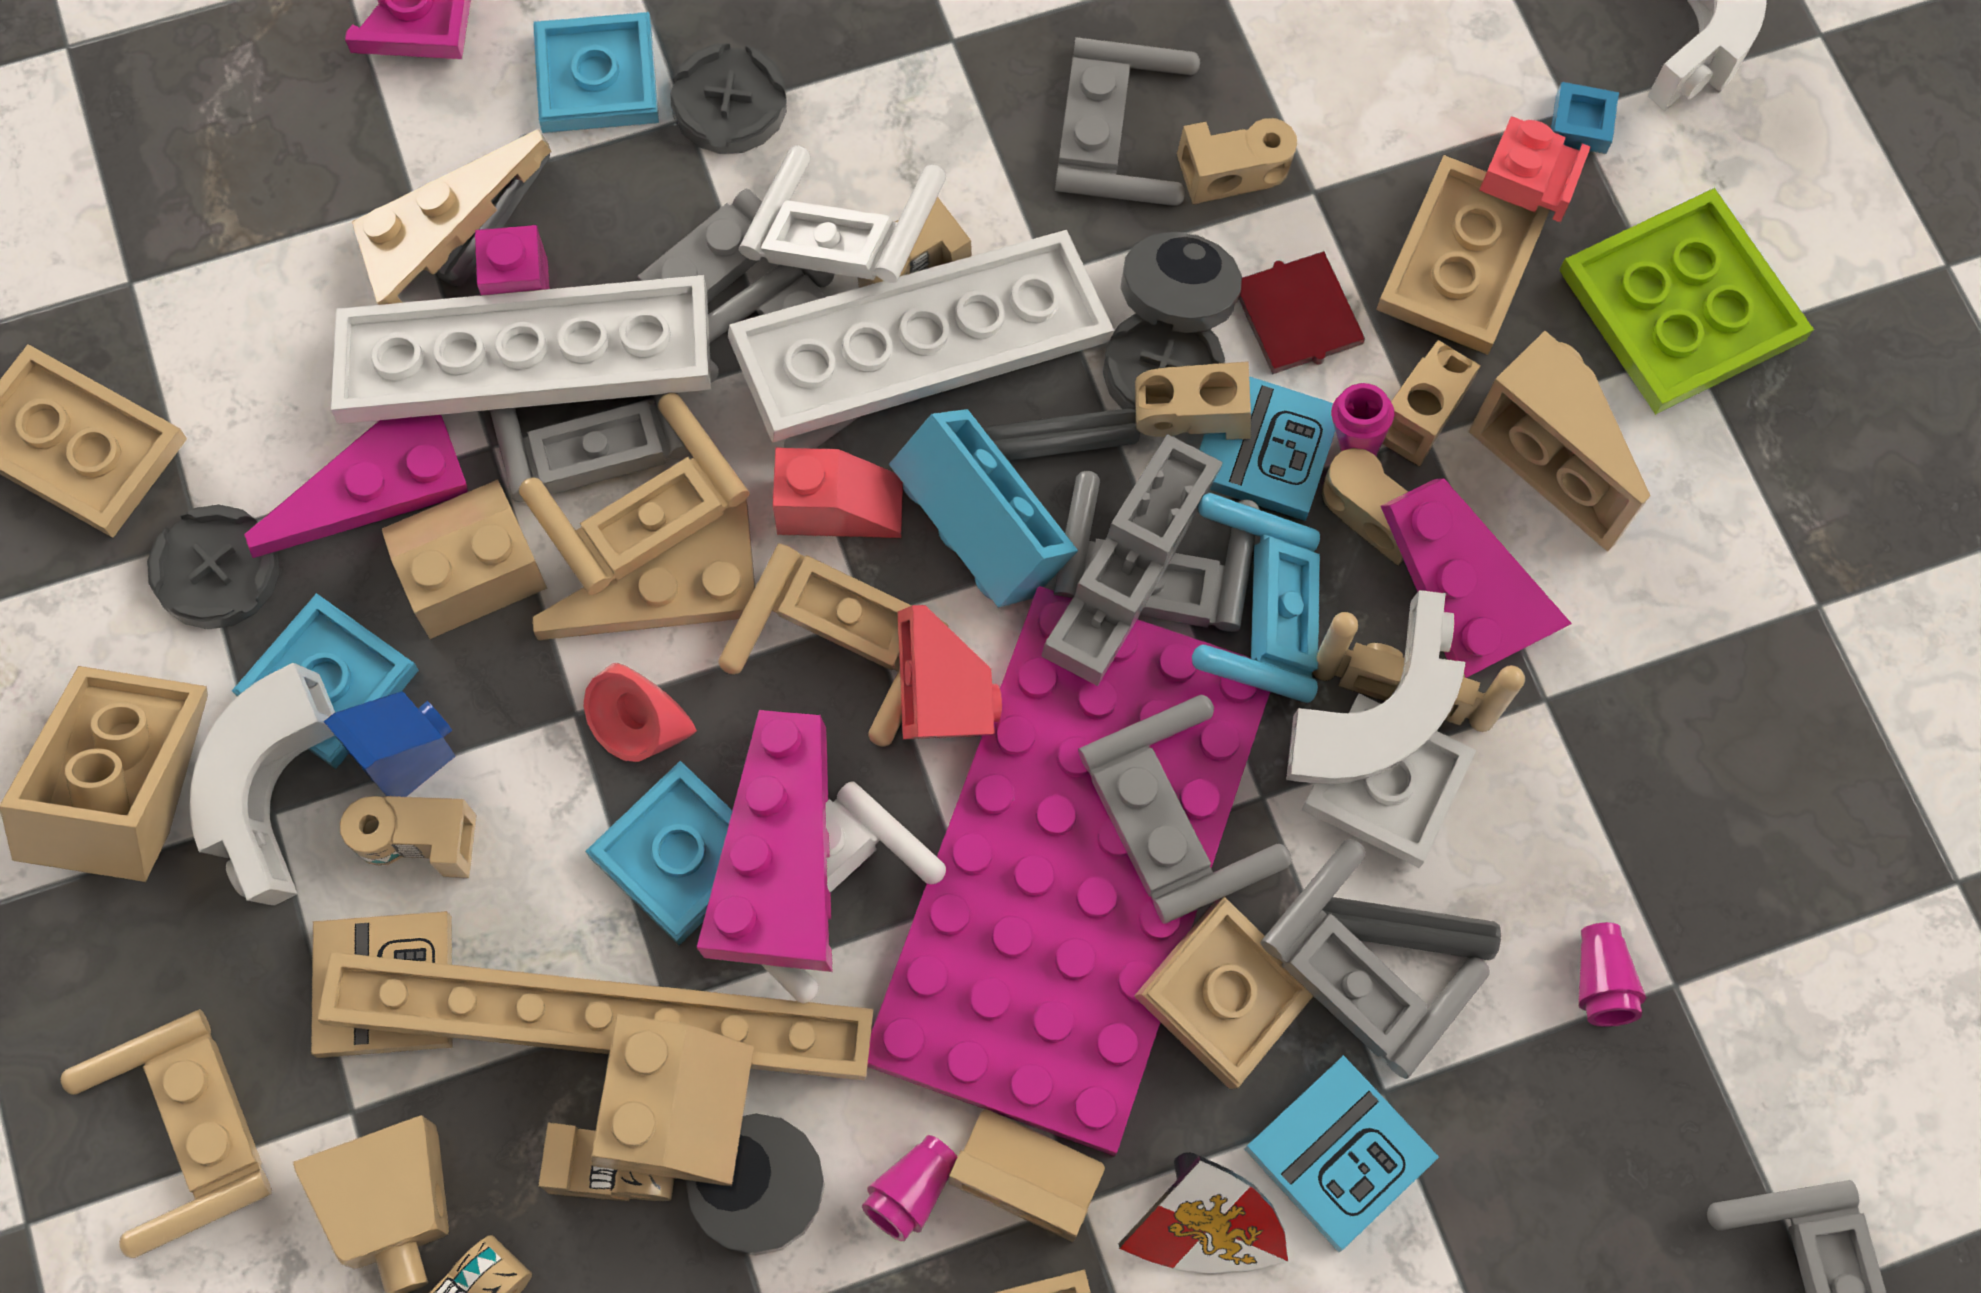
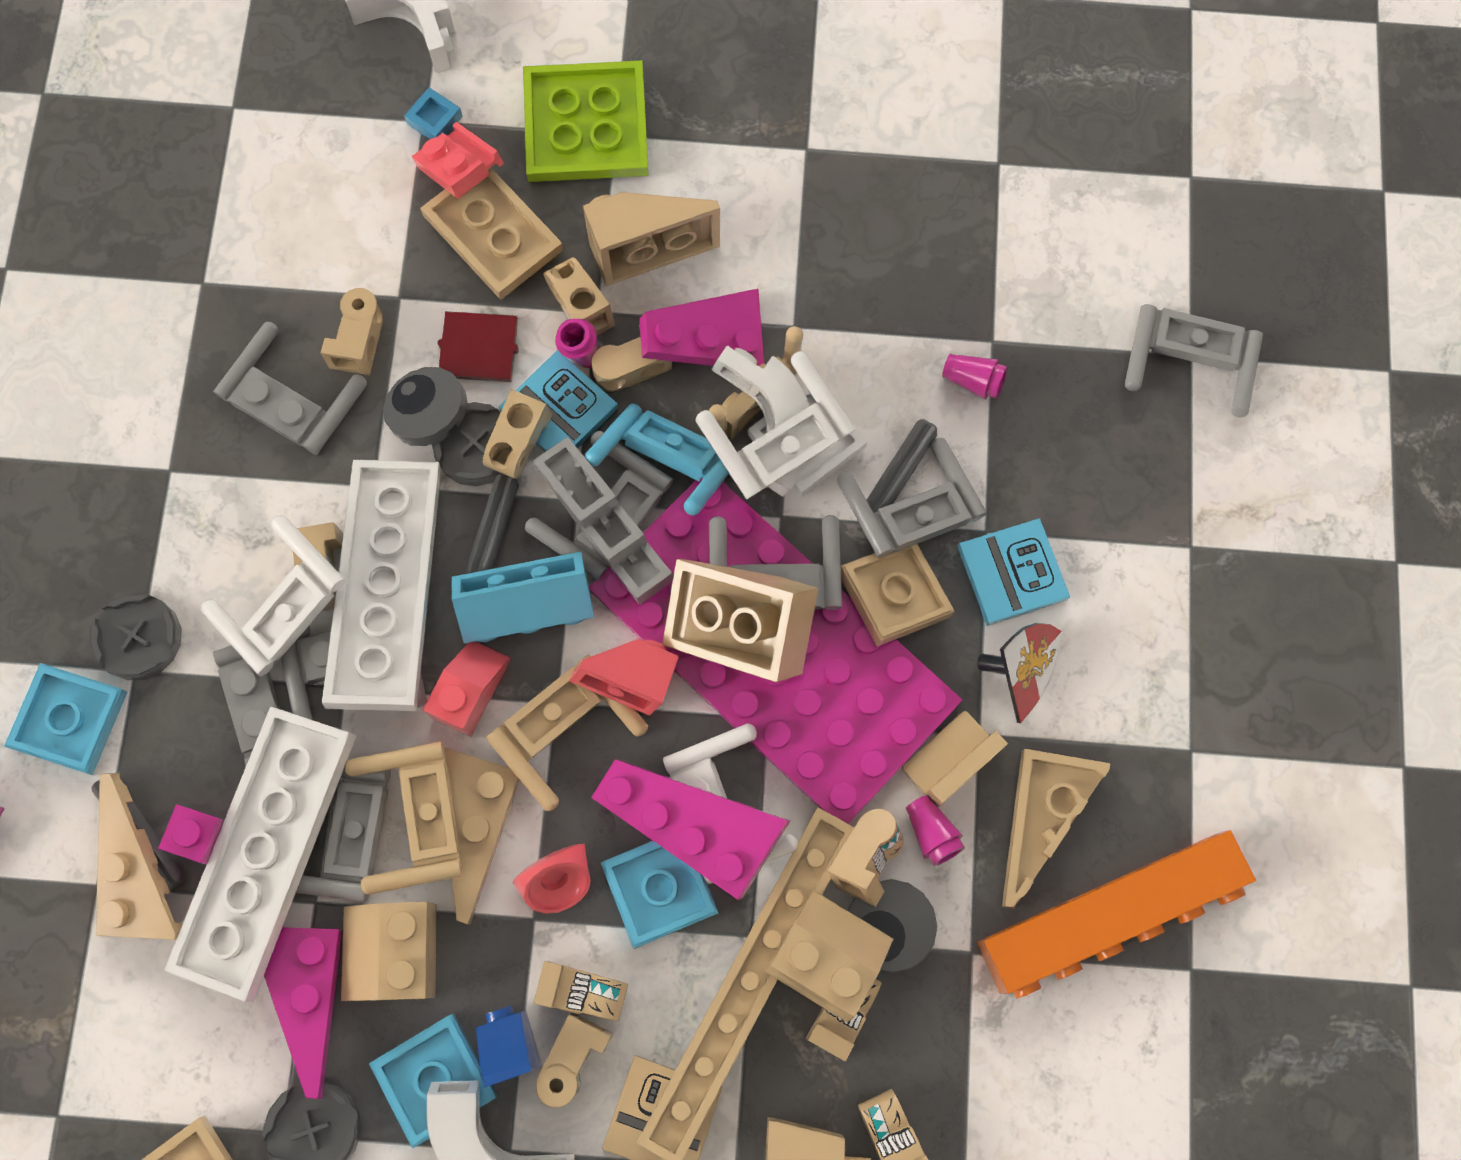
camera: 65 degrees left, 5 degrees up
(501, 804) = (580, 992): none -> tan leg
(836, 1105) = (866, 854): none -> tan leg
(1078, 789) = (740, 618): none -> tan slope
(1349, 735) = (787, 444): none -> white plate

